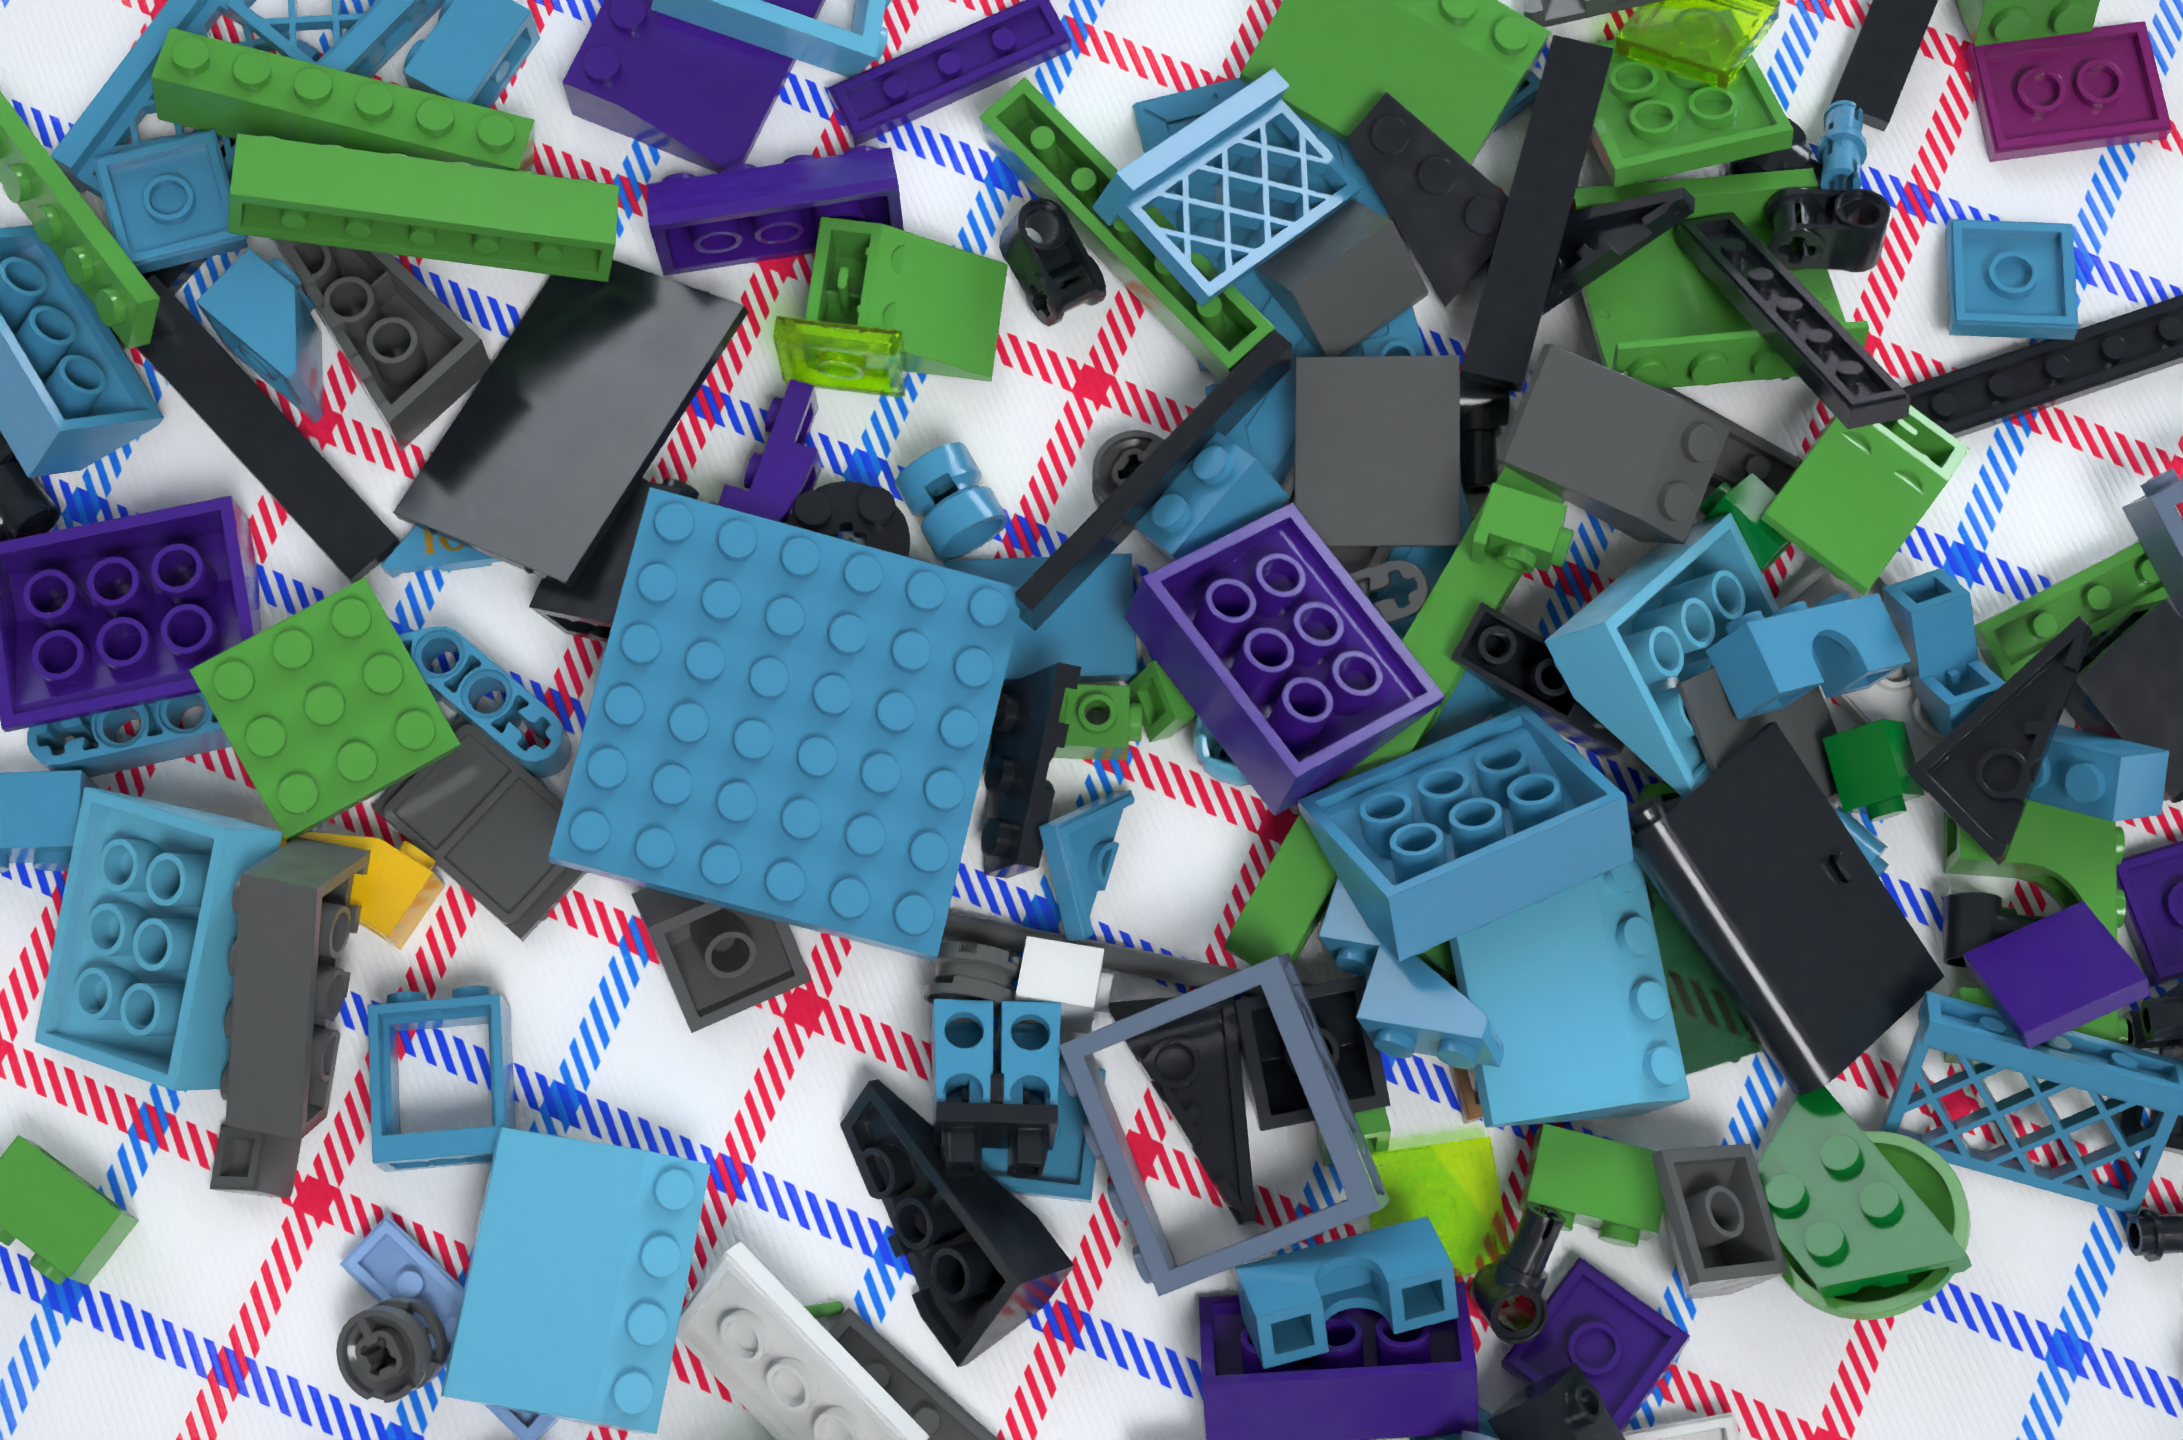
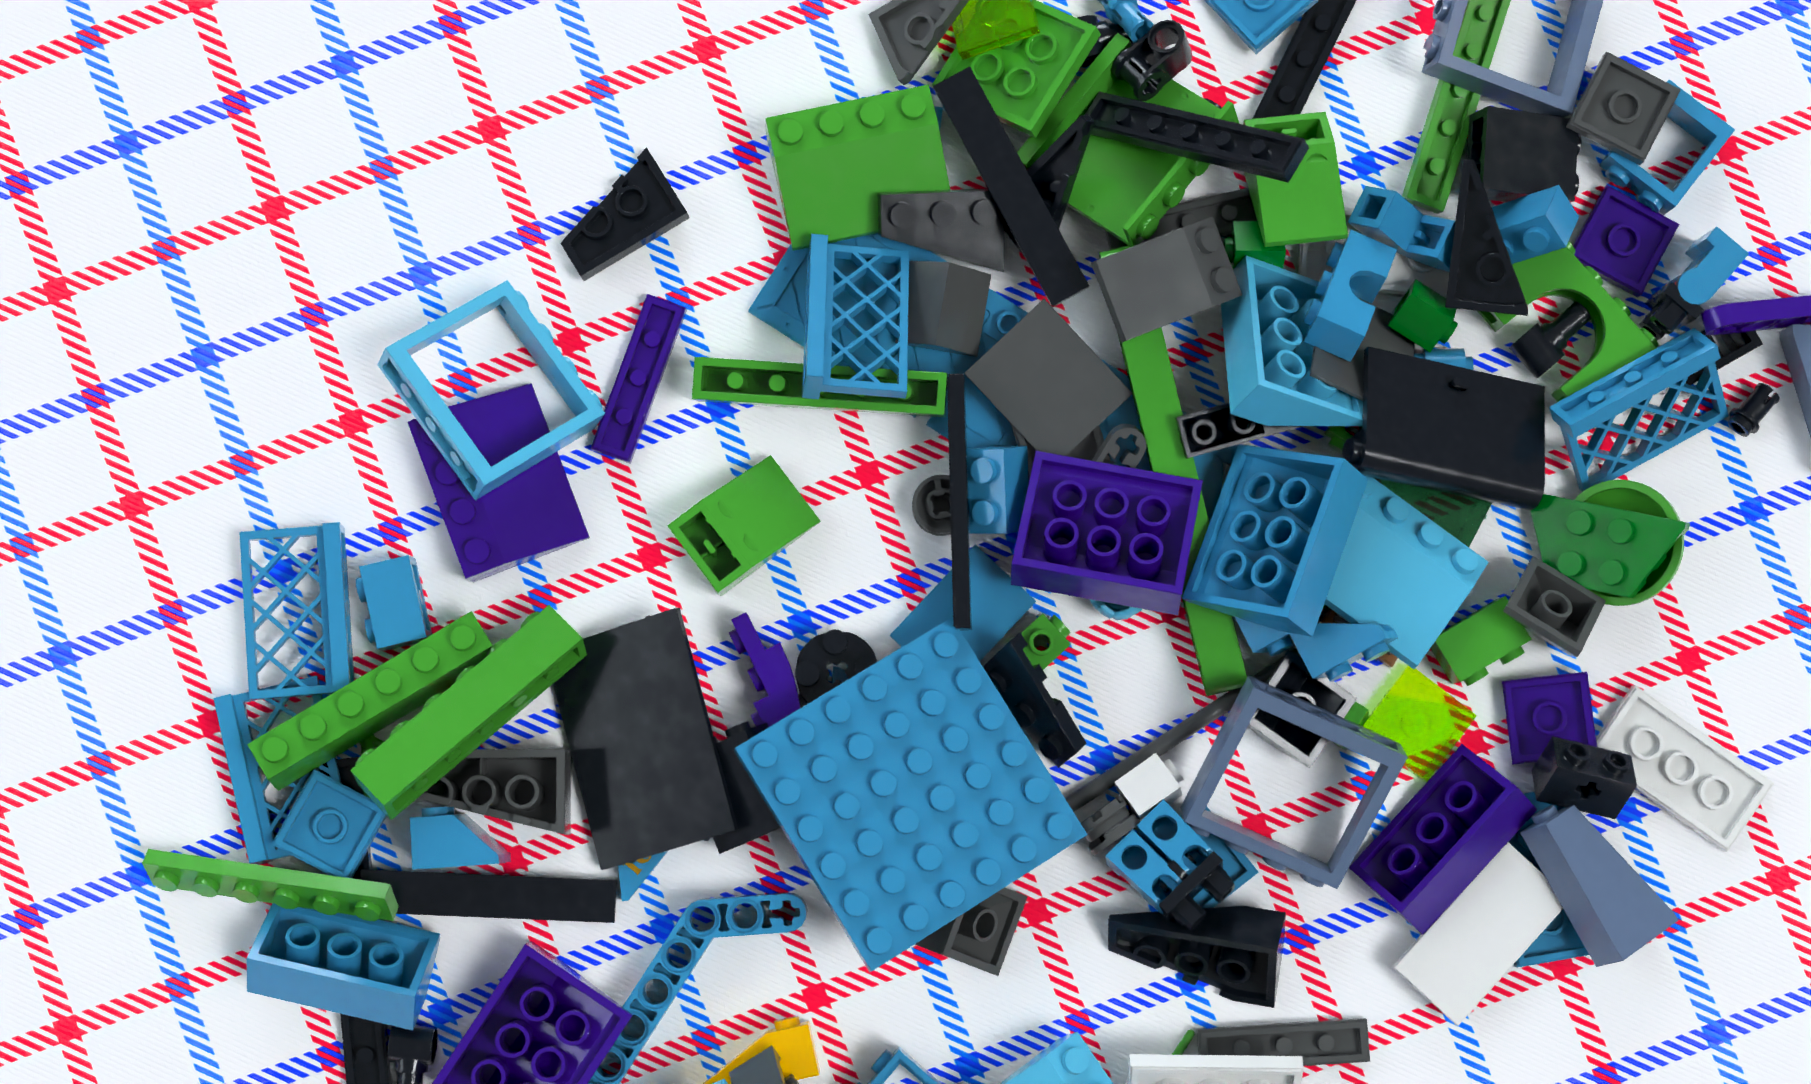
camera: 45 degrees left, 10 degrees up
(325, 709) = (680, 1000): bright green plate -> none
(485, 829) = (800, 975): dark grey piece -> none
(769, 209) = (631, 536): dark purple slope -> none
(841, 356) = (745, 585): clear neon green tile -> none
(947, 494) = (880, 608): dark azure wheel -> none
(1050, 268) = (797, 436): black piece -> none
(1082, 857) = (1098, 715): dark azure tile -> none
(1162, 703) = (1065, 607): bright green tile -> none
(1200, 1082) = (1265, 774): black wing -> none
(1388, 1270) = (1431, 774): dark azure arch -> none
(1481, 417) = (1078, 317): black pin -> none
(1519, 1274) = (1487, 726): black pin -> none
(1521, 531) = (1164, 365): bright green brick -> none
(2056, 974) = (1603, 344): dark purple tile -> none

